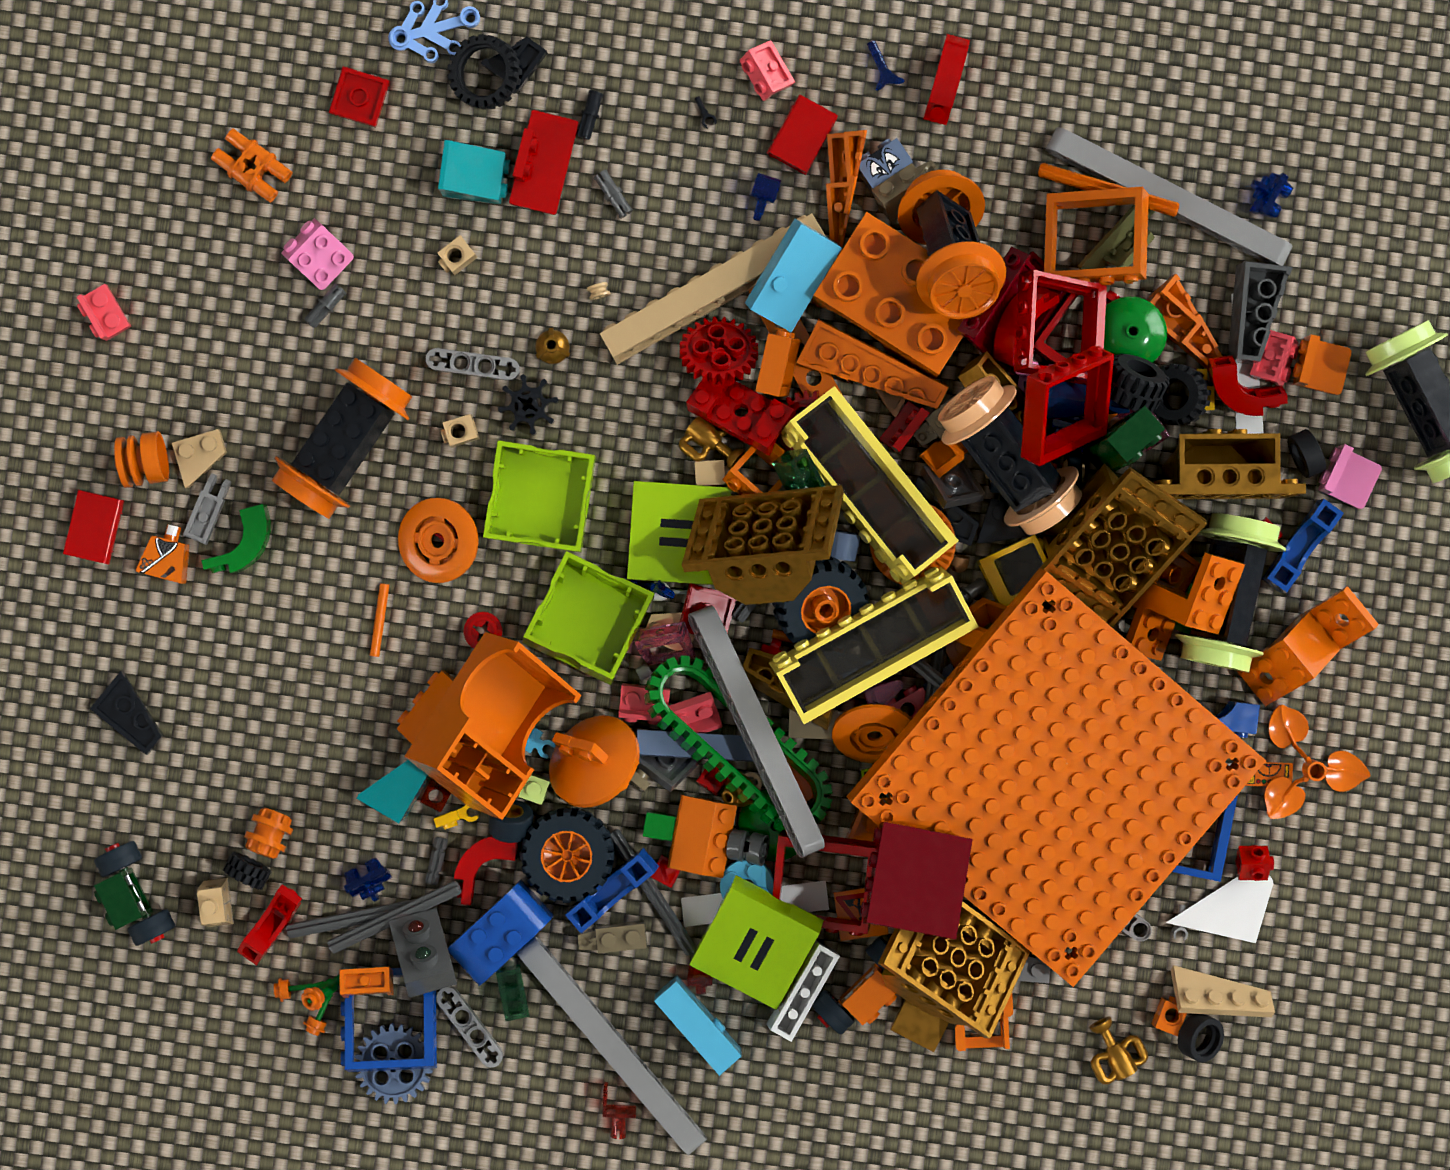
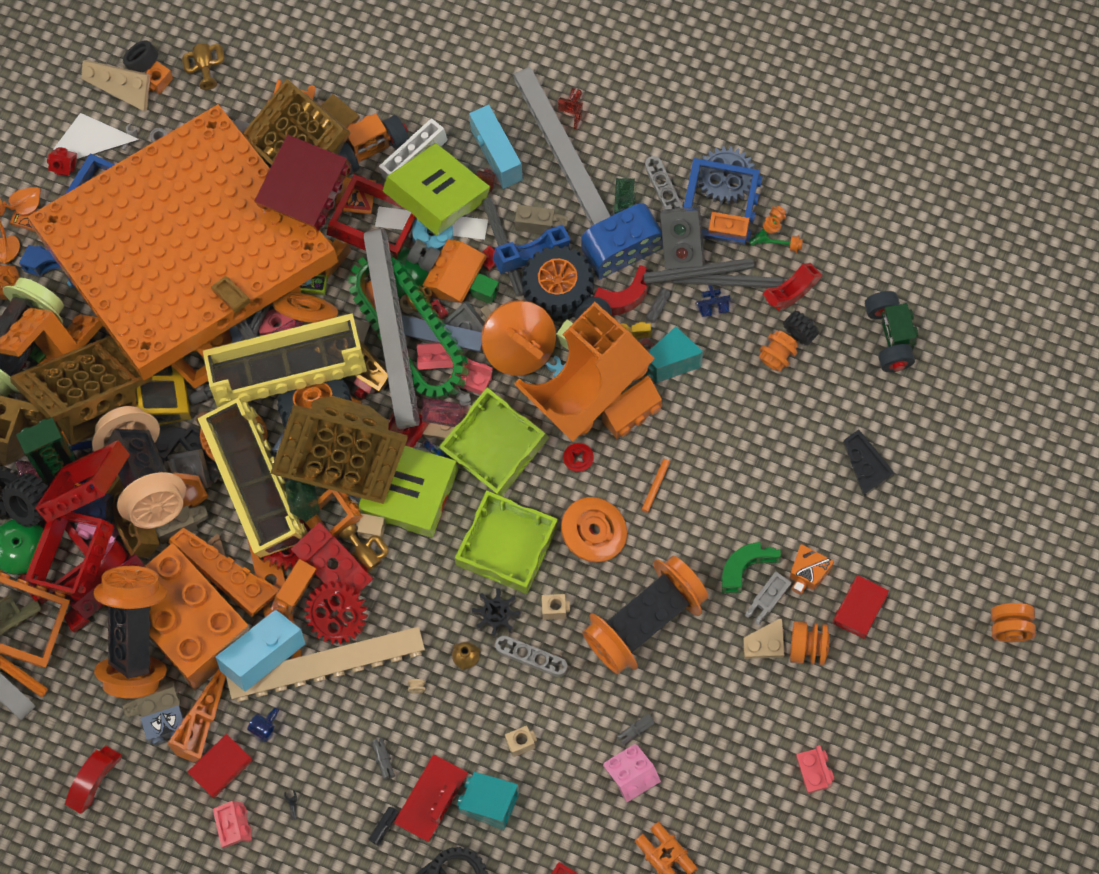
camera: 155 degrees left, 20 degrees down
(215, 903) = (831, 310): tan torso -> none
(886, 75) = (139, 796): clear blue piece -> none
(903, 426) = (212, 522): red bracket -> none
(962, 701) = (230, 294): none -> pearl gold tile

